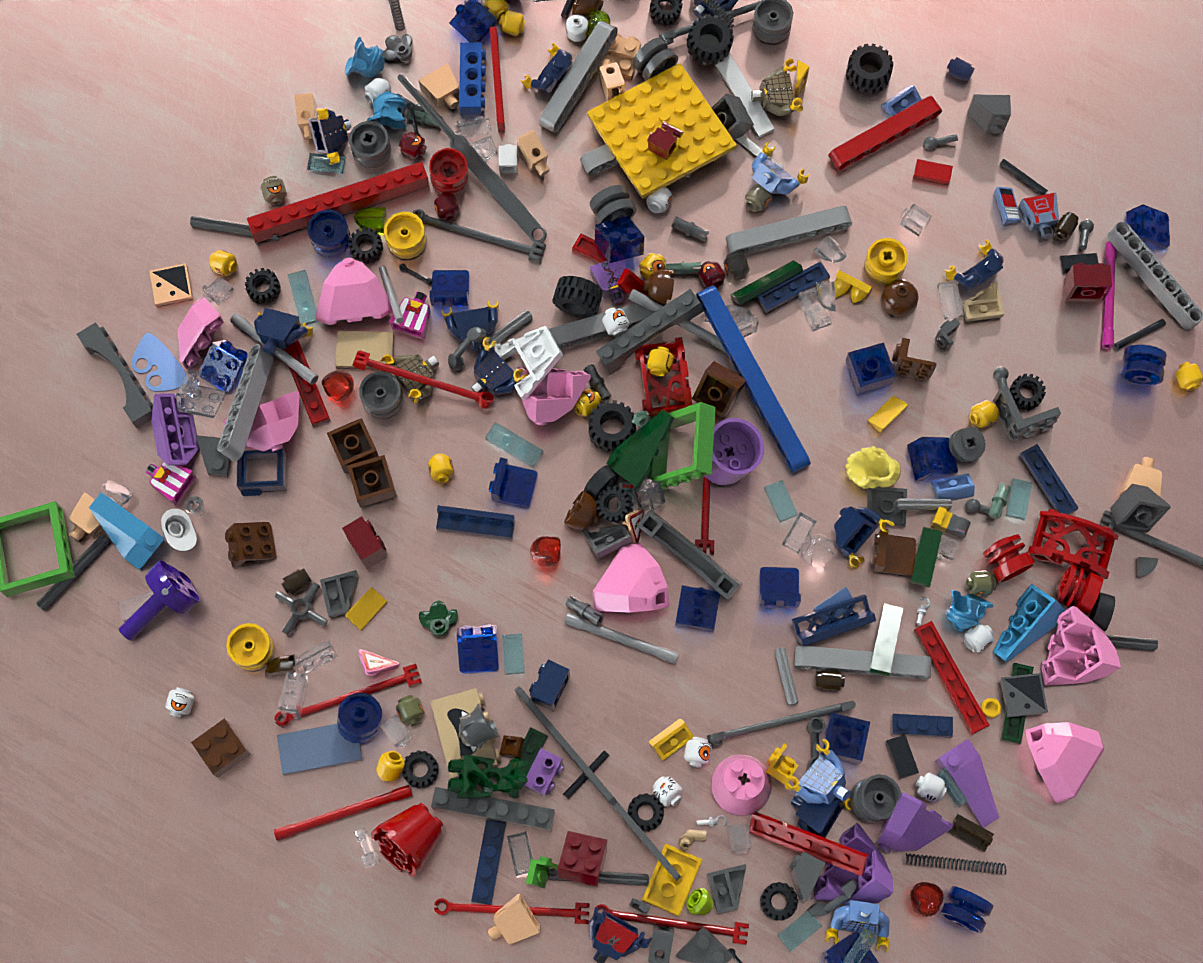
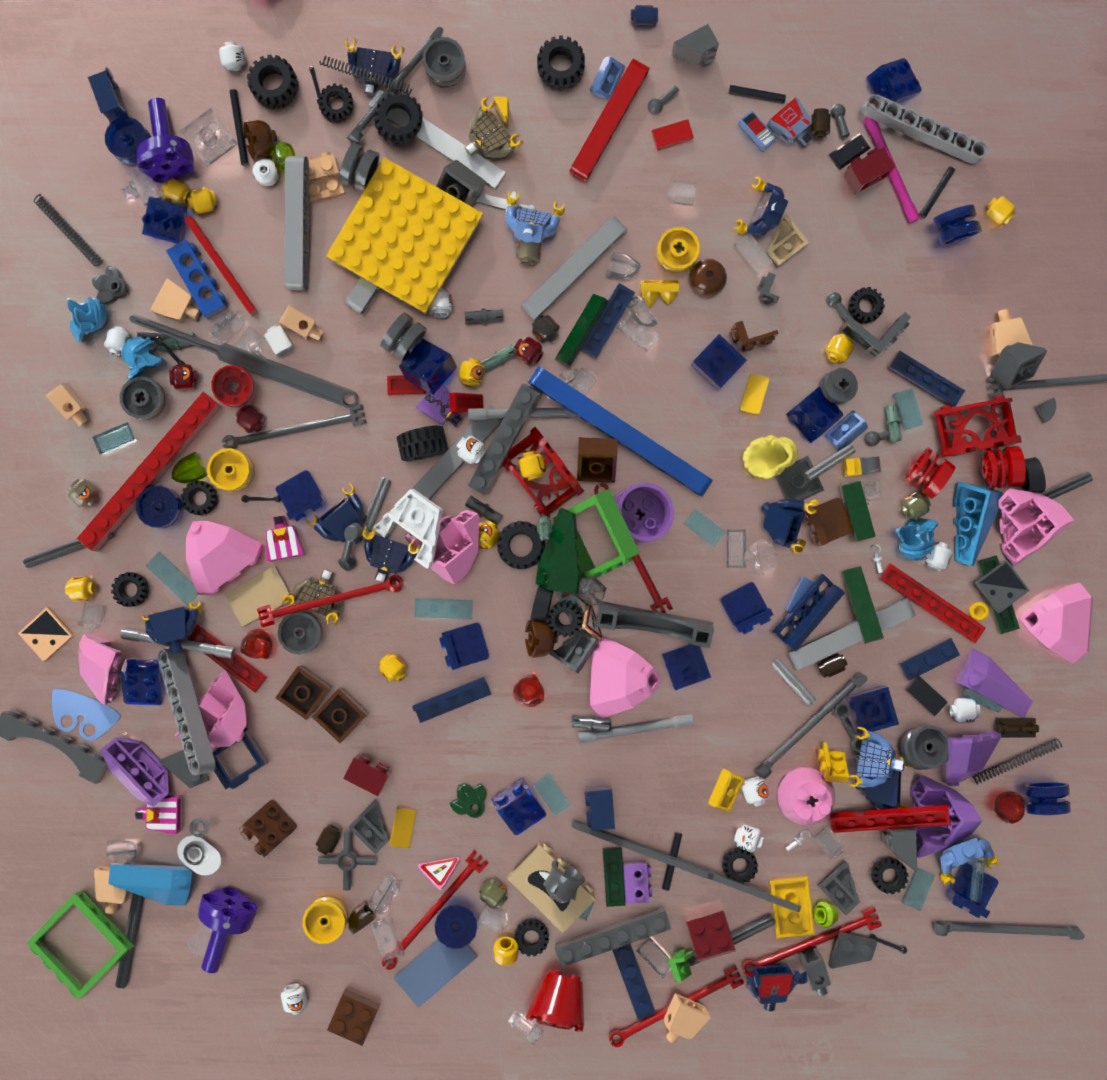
camera: 30 degrees left, 15 degrees up
(198, 399) = (140, 727): clear bracket -> none
(292, 829) = (523, 970): red piece -> none
(329, 133) = (100, 411): dark blue torso -> none
(391, 295) = (252, 534): light grey bar -> none
(469, 775) = (612, 906): dark green hips -> none
(511, 746) = (597, 874): reddish brown tile -> none
(552, 72) = (270, 229): dark blue torso -> none
(611, 79) = (334, 214): light nougat torso -> none
(640, 906) = (782, 944): dark grey tile -> none
(659, 286) = (490, 392): reddish brown cylinder -> none
(662, 141) = (415, 251): dark red brick -> none
(689, 838) = (787, 864): tan arm -> none
(819, 909) = (925, 865): dark grey bar -> none

